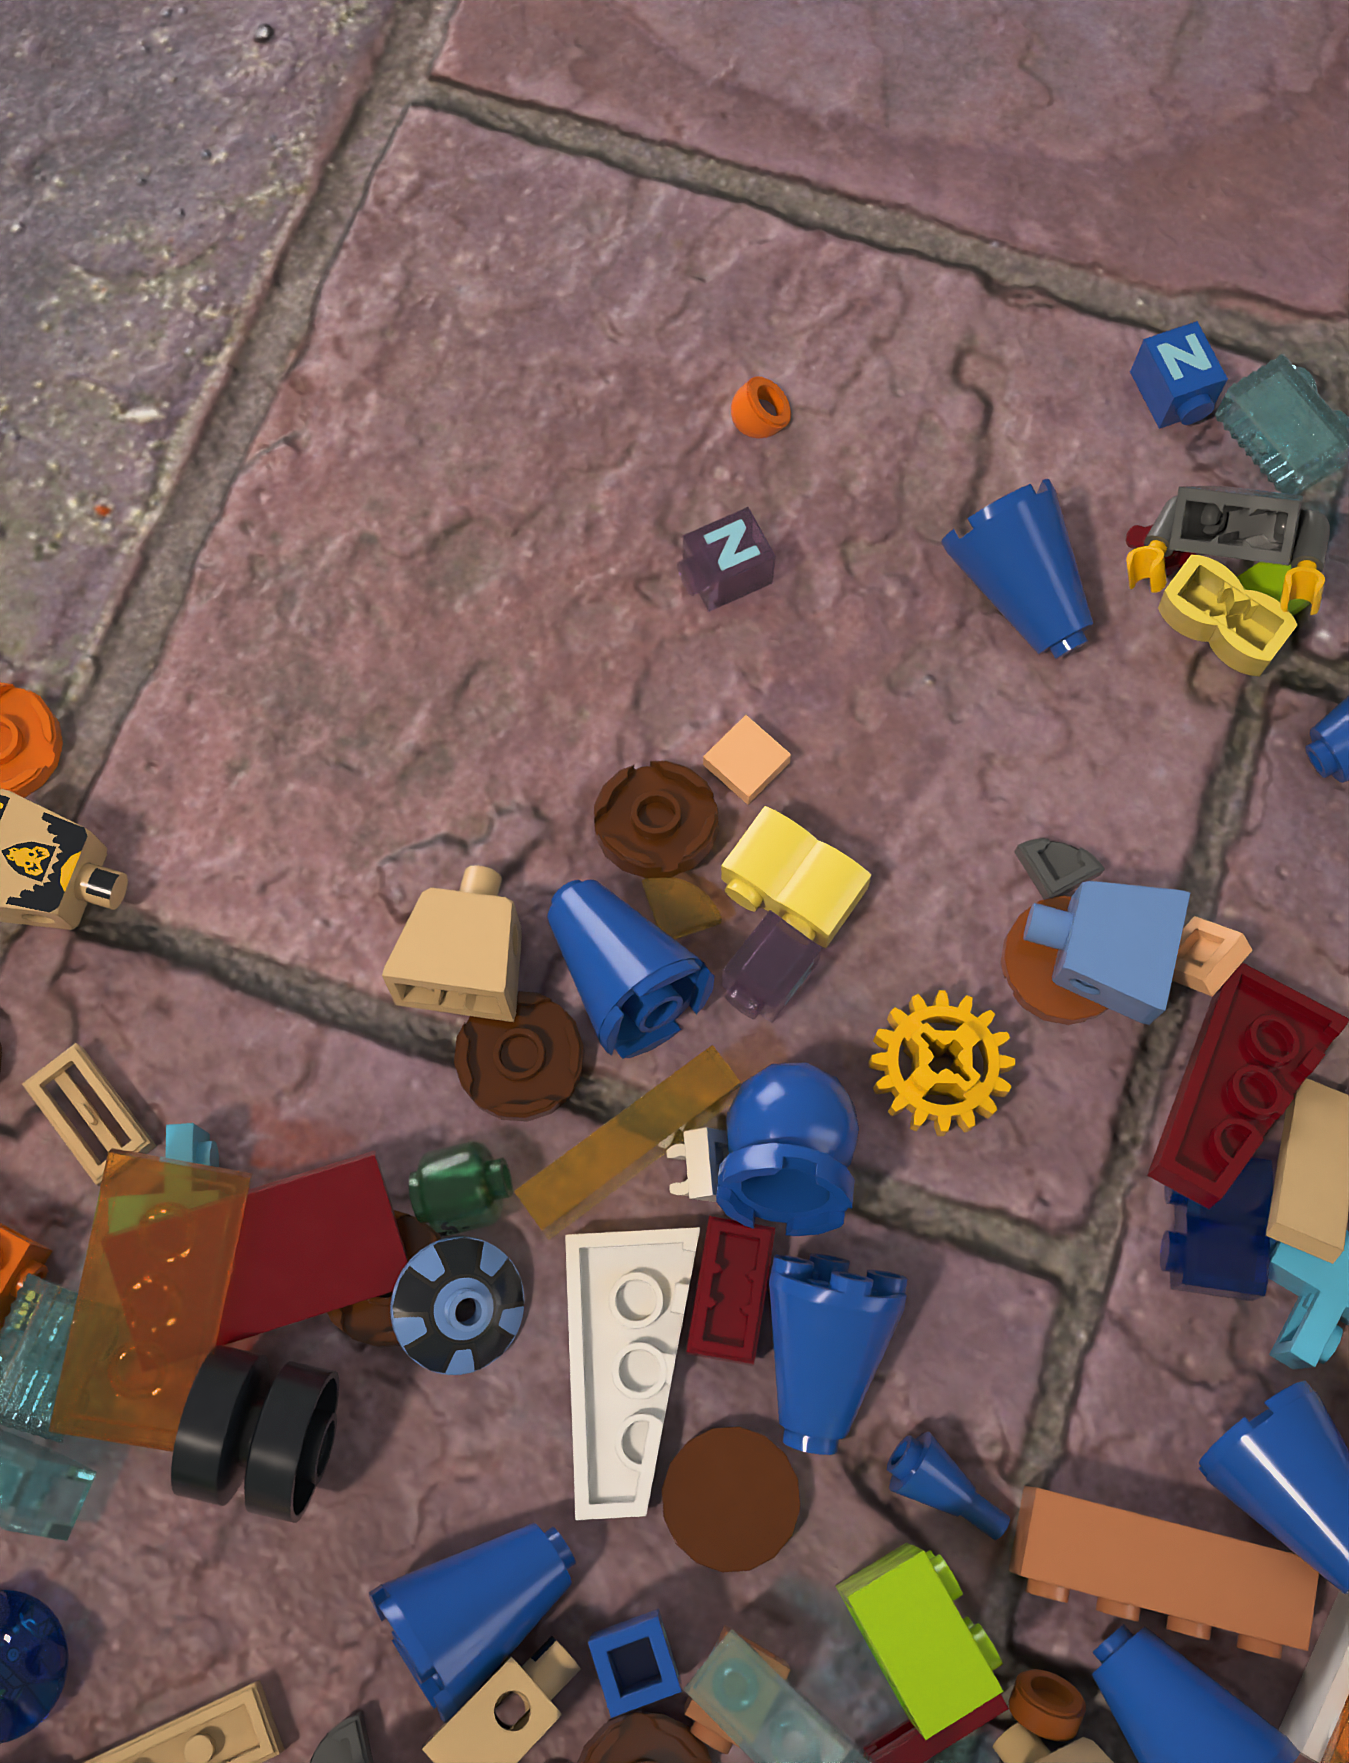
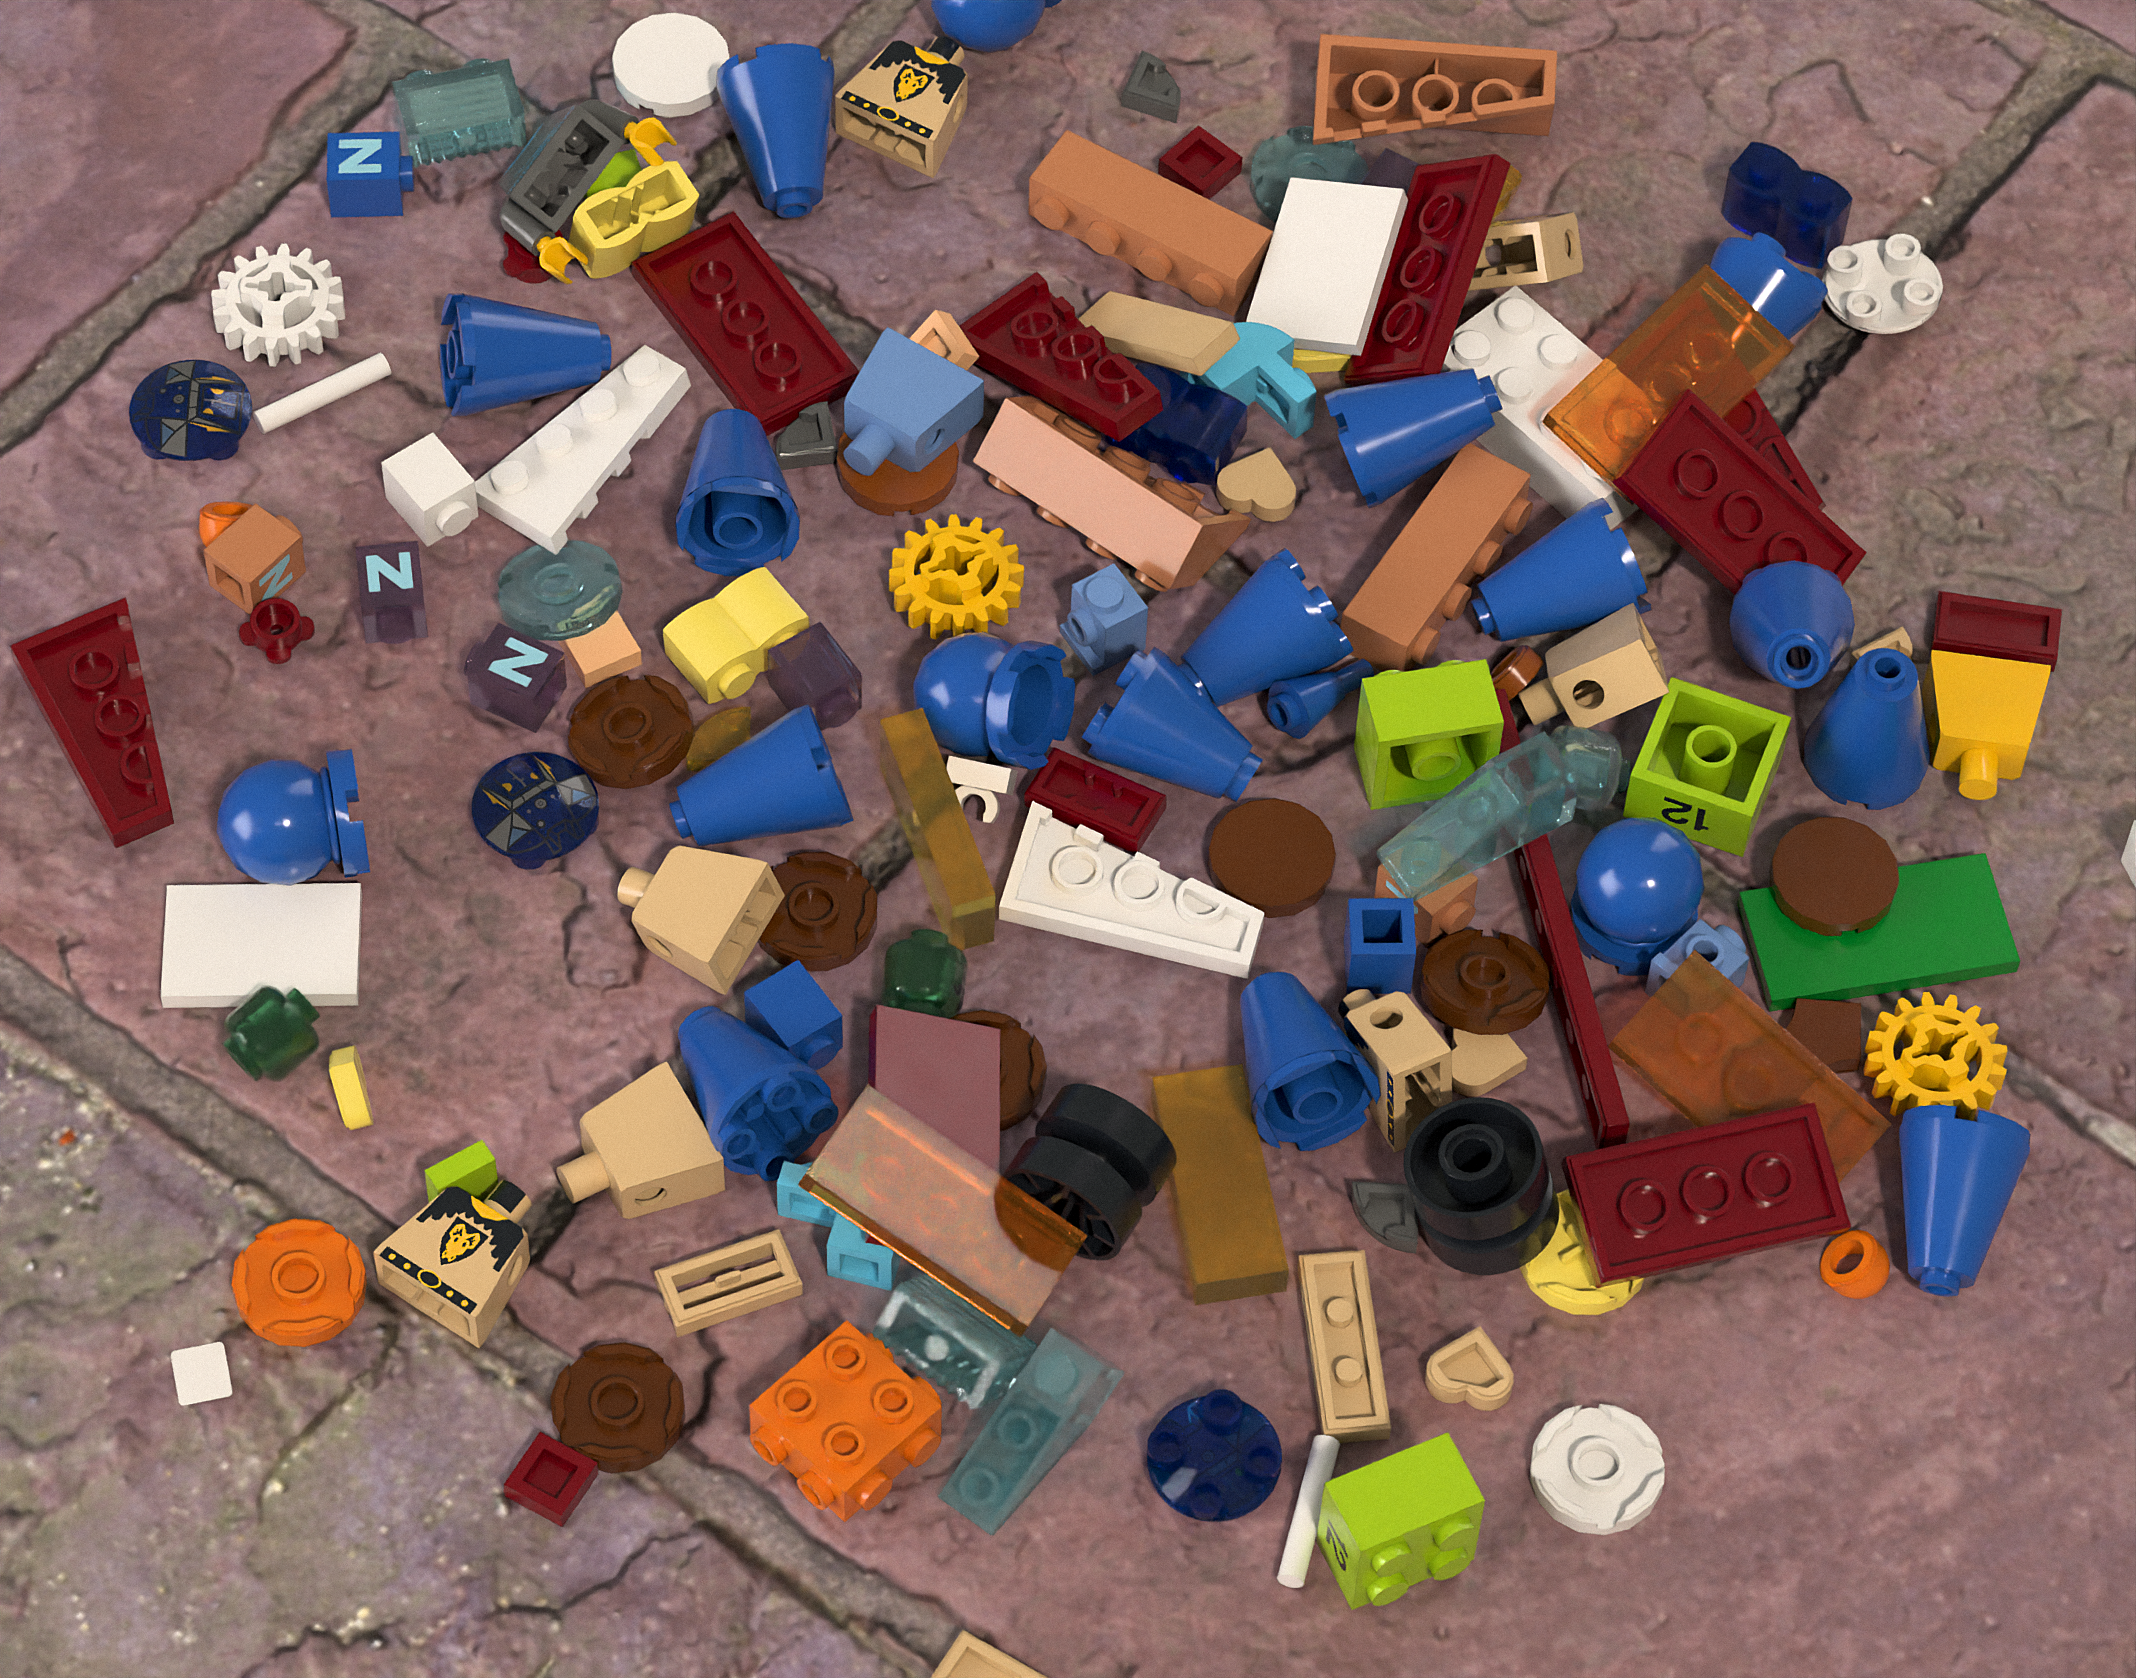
camera: 75 degrees left, 15 degrees down
(120, 839) = (468, 1169): none -> lime tile
(196, 710) = (350, 1087): none -> light yellow tile
(197, 989) = (645, 1149): none -> tan torso
(227, 626) = (271, 1033): none -> clear green head
(275, 1061) = (752, 1093): none -> blue cone
(313, 1569) = (1220, 1185): none -> clear yellow piece
(329, 591) = (246, 936): none -> white tile
(375, 1080) = (796, 1015): none -> blue brick
(427, 1301) = (1029, 1009): dish -> none
(439, 567) = (292, 821): none -> blue tile
(520, 373) = (100, 714): none -> dark red wing
(547, 765) = (535, 808): none -> clear blue dish
(660, 467) = (275, 615): none -> dark red plate
(674, 696) = (515, 677): none -> clear purple brick
(720, 437) = (255, 558): none -> nougat brick
(787, 702) = (559, 593): none -> clear light blue tile
(852, 552) = (430, 489): none -> white brick
(865, 333) = (191, 411): none -> clear blue dish
(930, 430) = (321, 393): none -> white piece
(939, 659) = (570, 458): none -> white wing
(945, 1229) = (1105, 620): none -> medium blue brick
(950, 817) = (736, 499): none -> blue cone
(980, 1407) = (1266, 635): none -> blue cone
(998, 360) = (278, 305): none -> white gear
(1093, 1192) = (1105, 495): none -> wedge
(1166, 765) = (745, 322): none -> dark red tile
(1186, 1336) = (1257, 486): none -> tan tile

